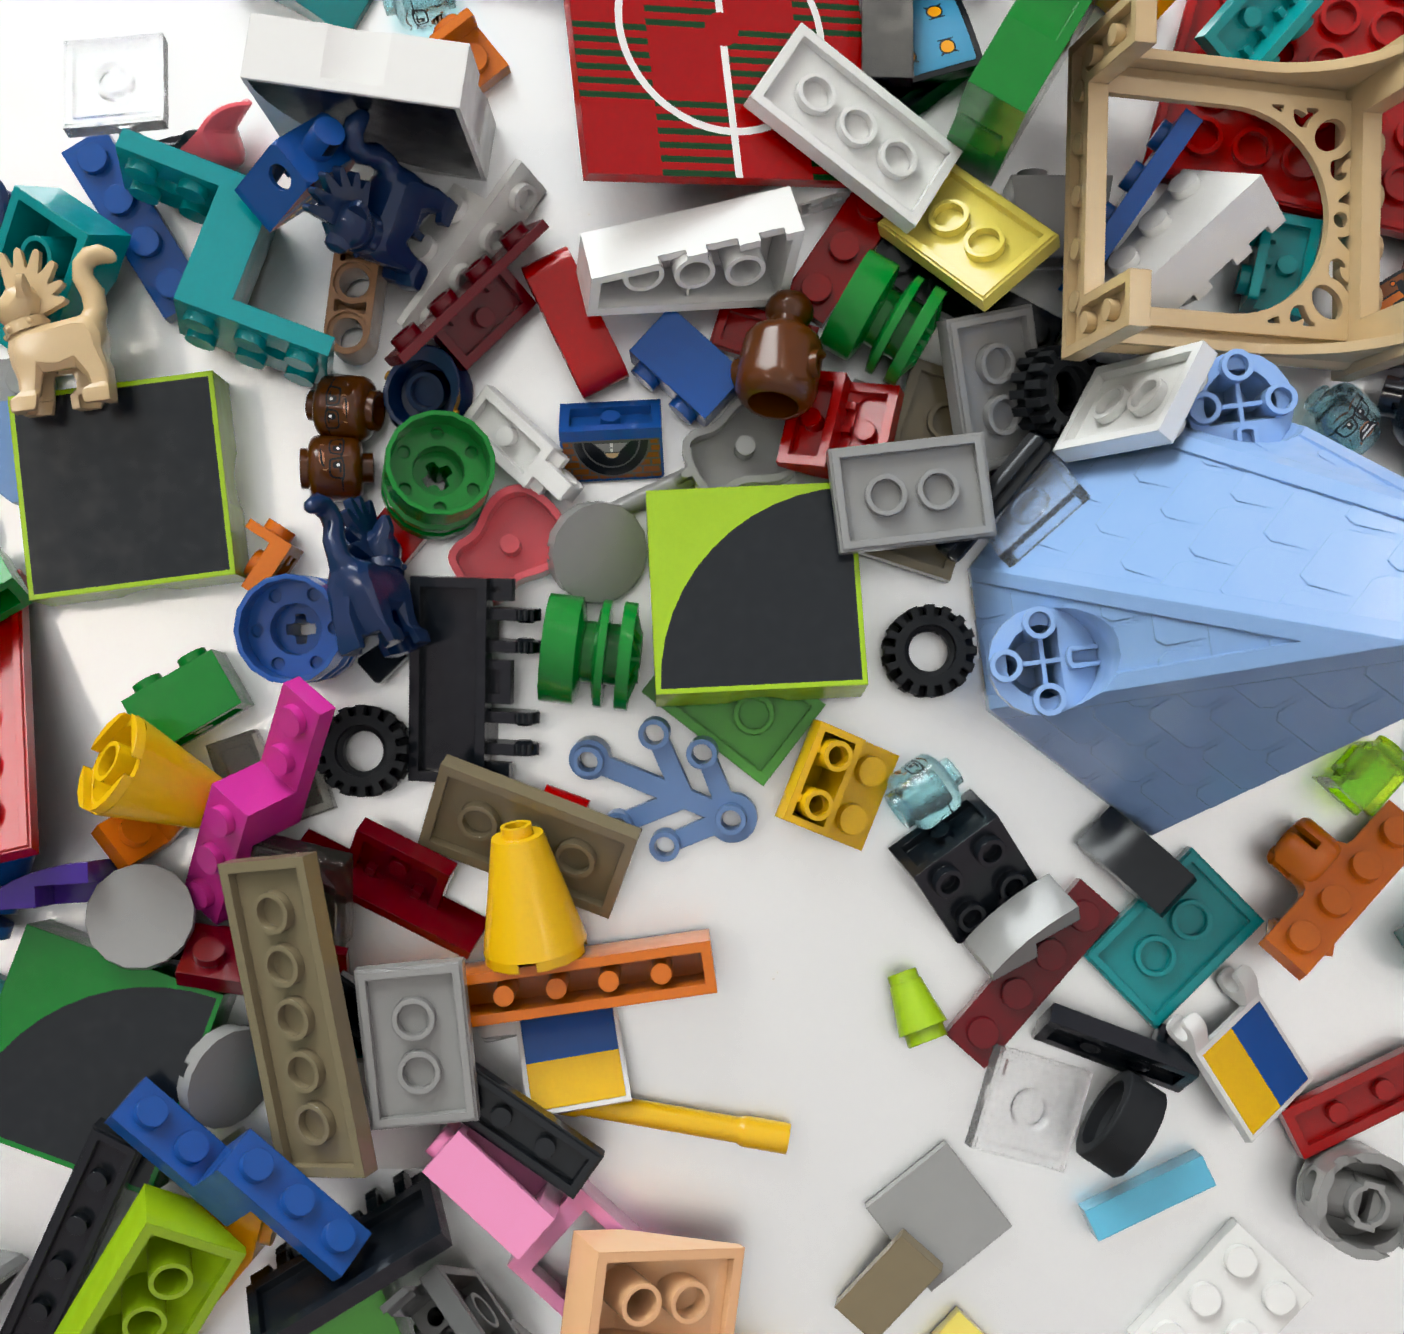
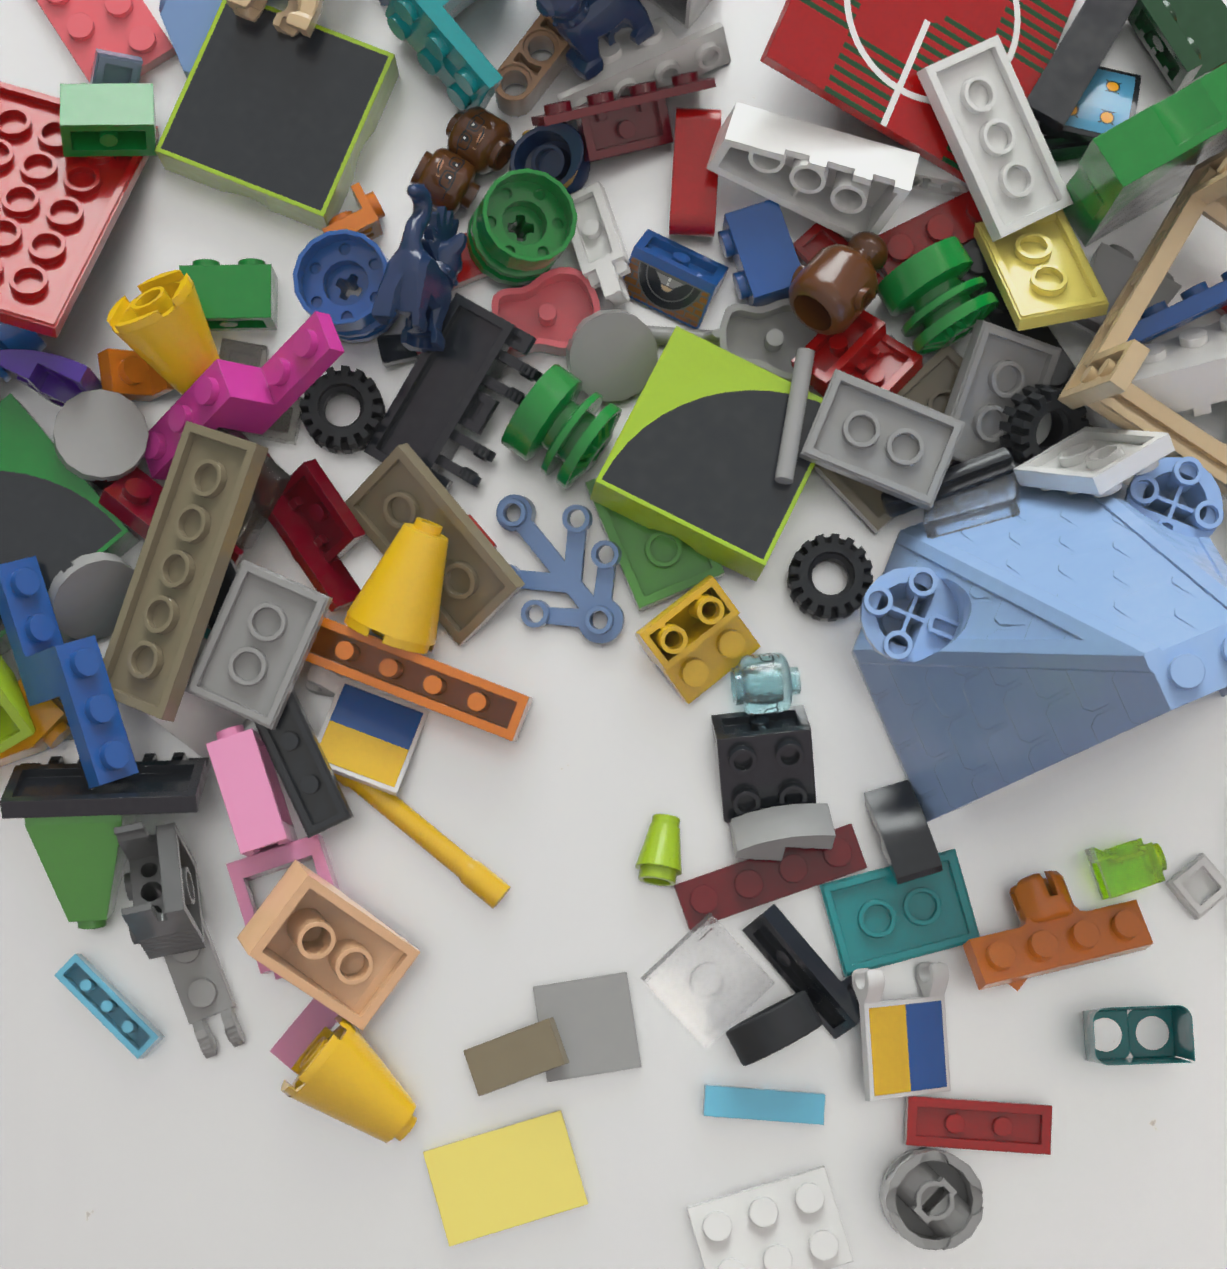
camera: 25 degrees right, 5 degrees down
(812, 517) = (794, 416): none -> light grey bar

